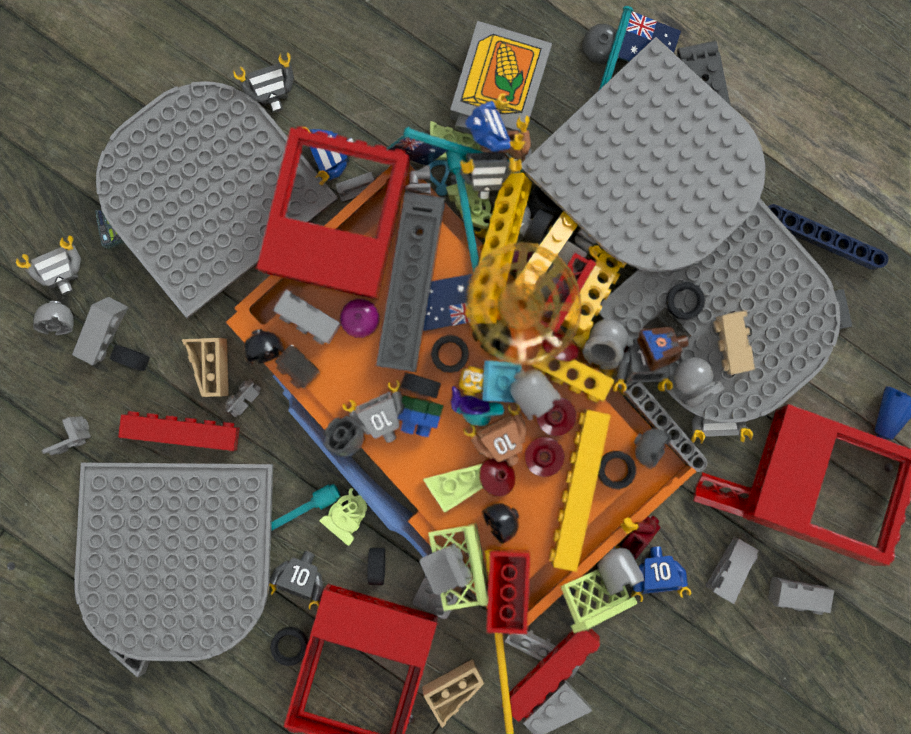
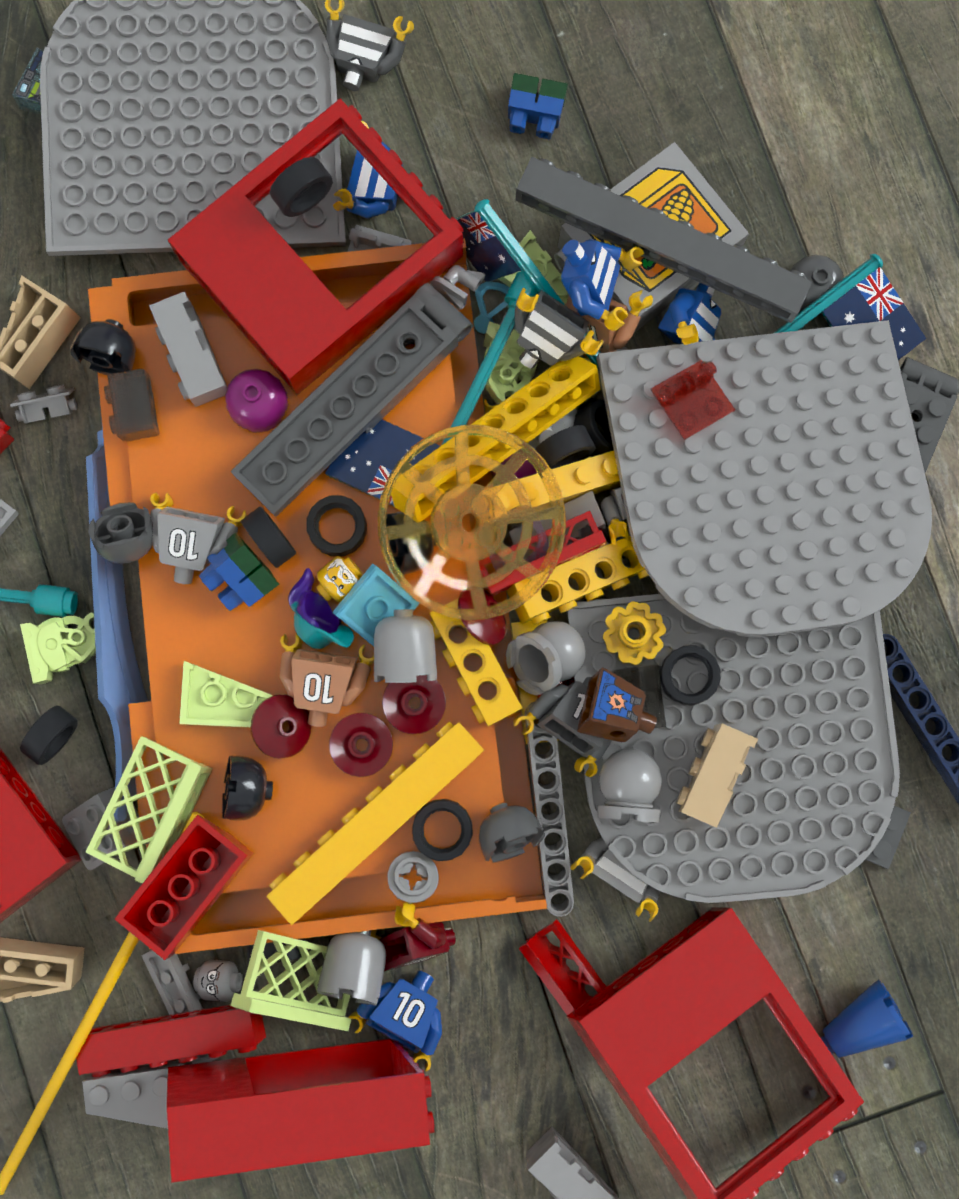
camera: 30 degrees right, 5 degrees down
(309, 191) = (301, 186): none -> black tyre
(378, 55) = (524, 109): none -> blue hips
(445, 569) = (125, 798): light grey bracket -> none
(510, 80) = (662, 239): none -> dark grey brick
(552, 108) = (691, 316): none -> blue torso
(553, 626) = (217, 980): none -> light grey head
(587, 155) = (693, 399): none -> clear red hinge
(620, 495) = (424, 868): none -> light grey gear
(645, 658) = (295, 1108): none -> red panel
(651, 299) = (649, 628): none -> yellow plant
(732, 569) = (504, 1078): light grey wedge -> none

